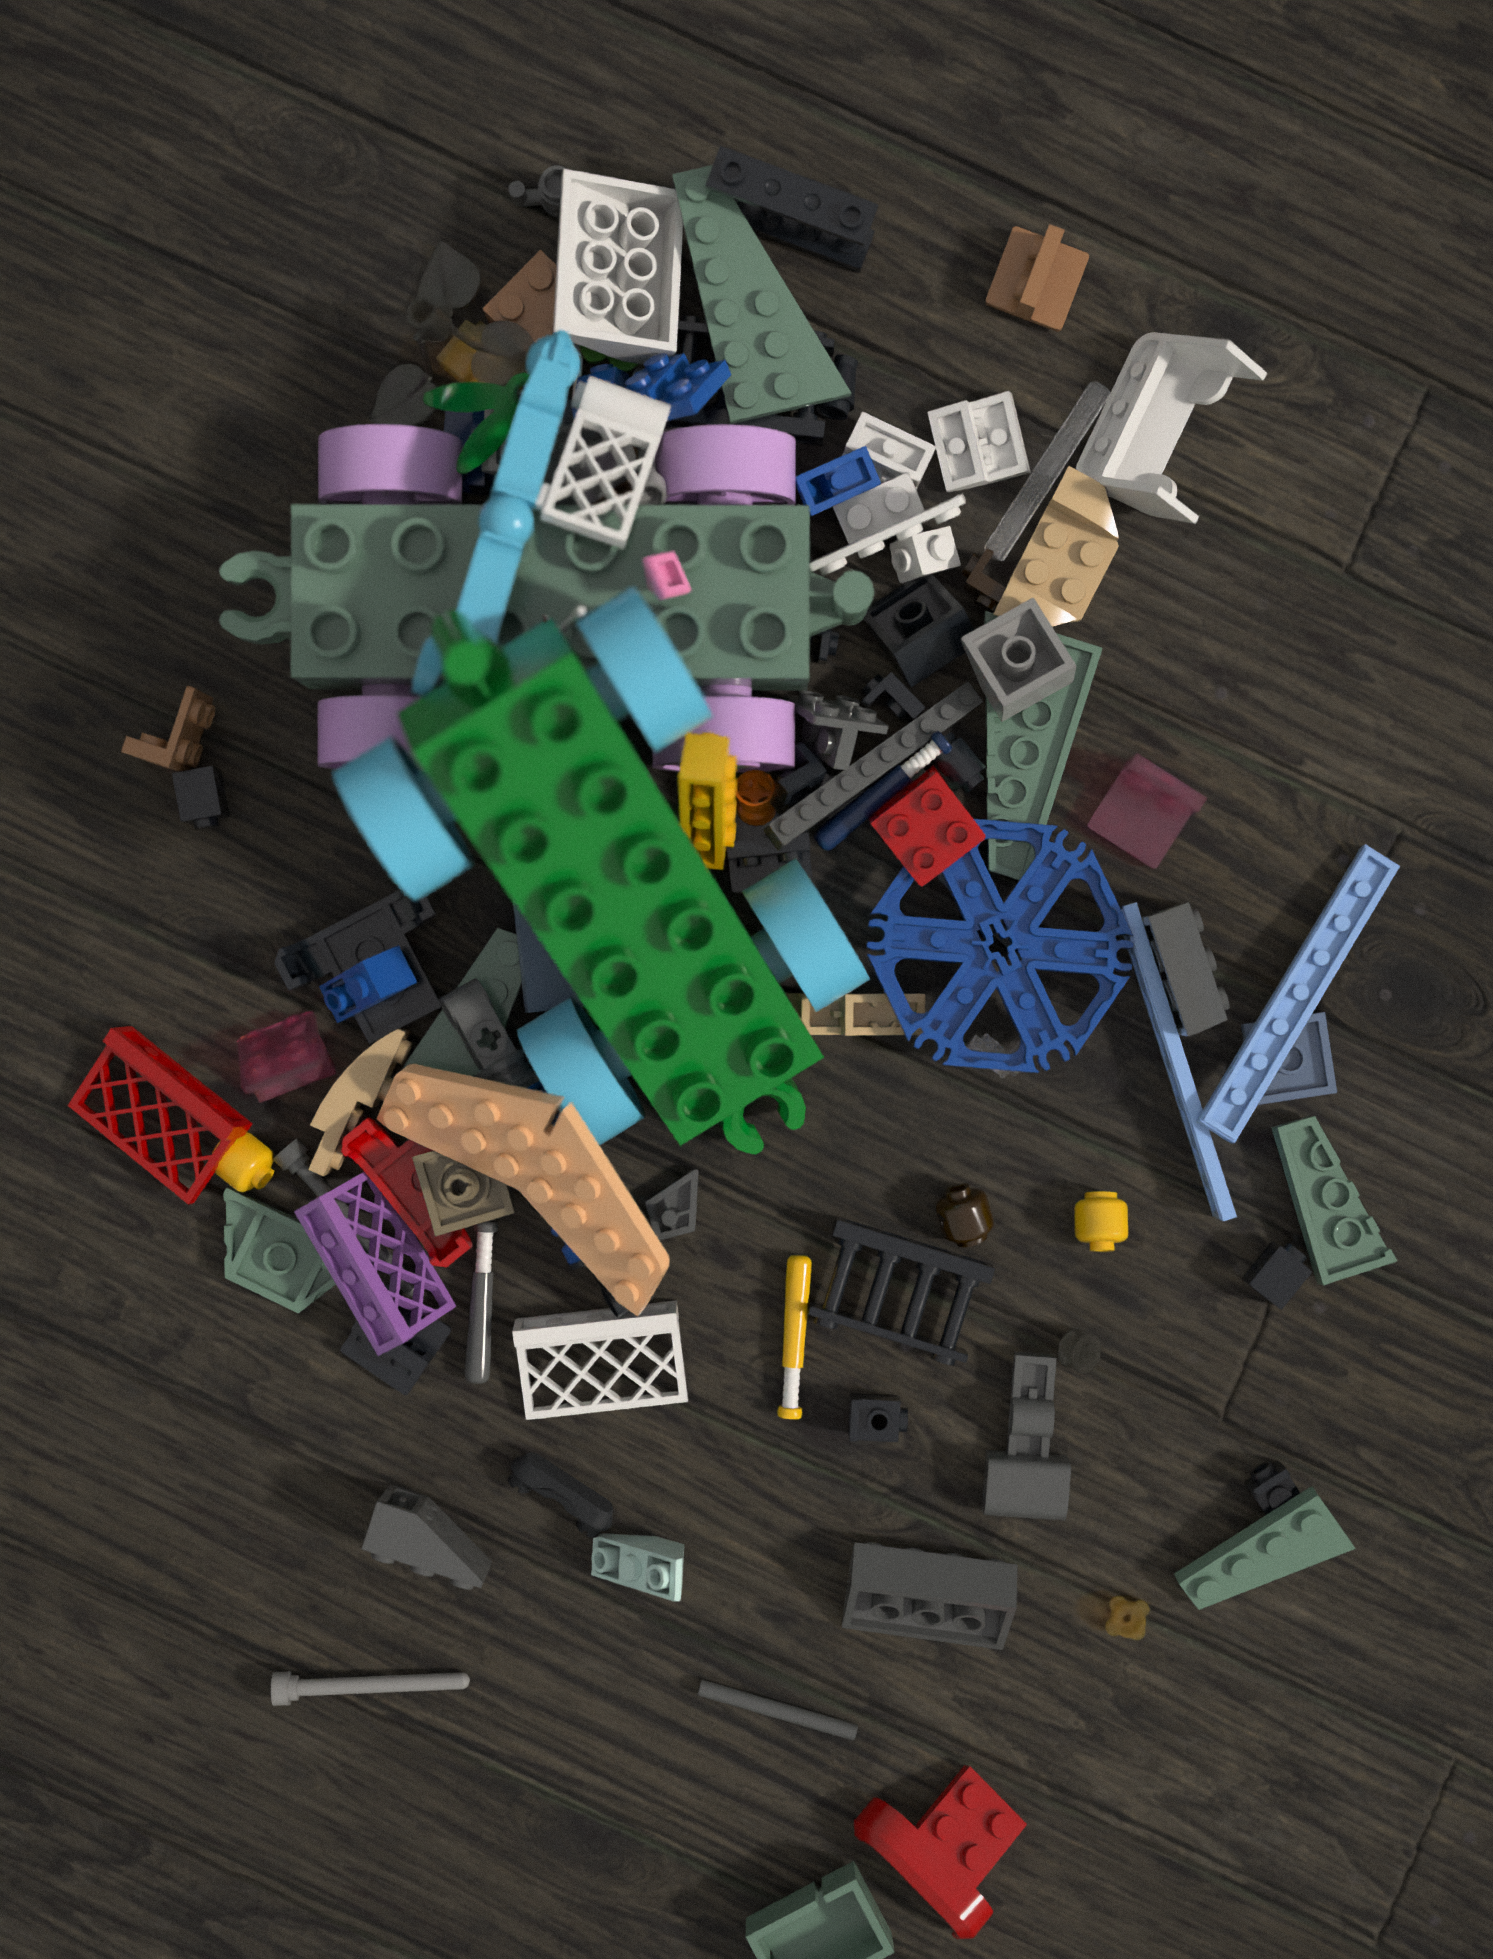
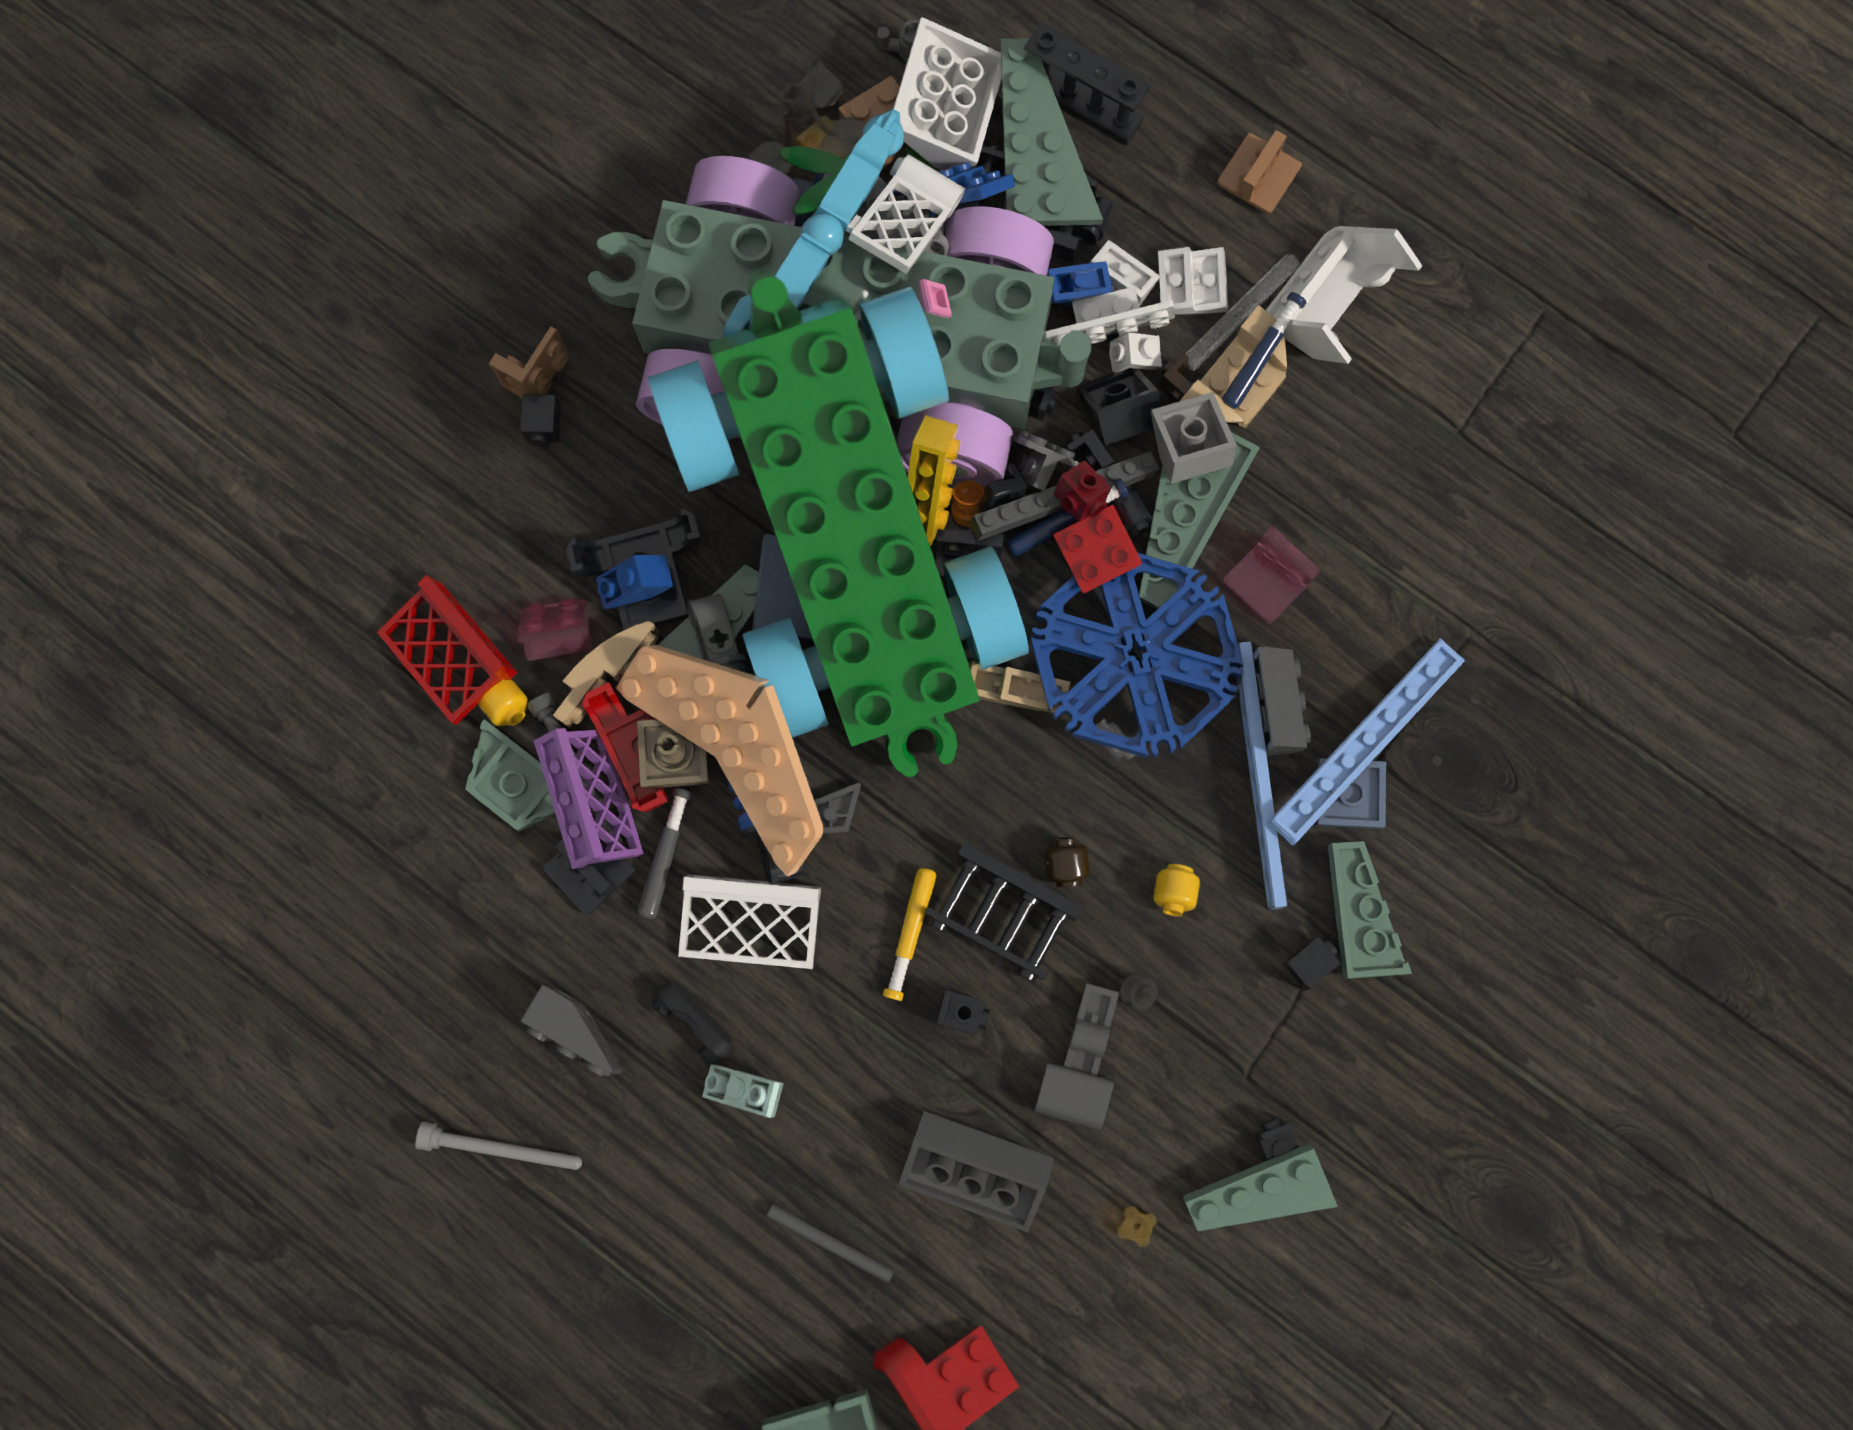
camera: 15 degrees right, 10 degrees down
(897, 765) = (1082, 491): none -> dark red brick
(1084, 531) = (1253, 366): none -> dark blue piece

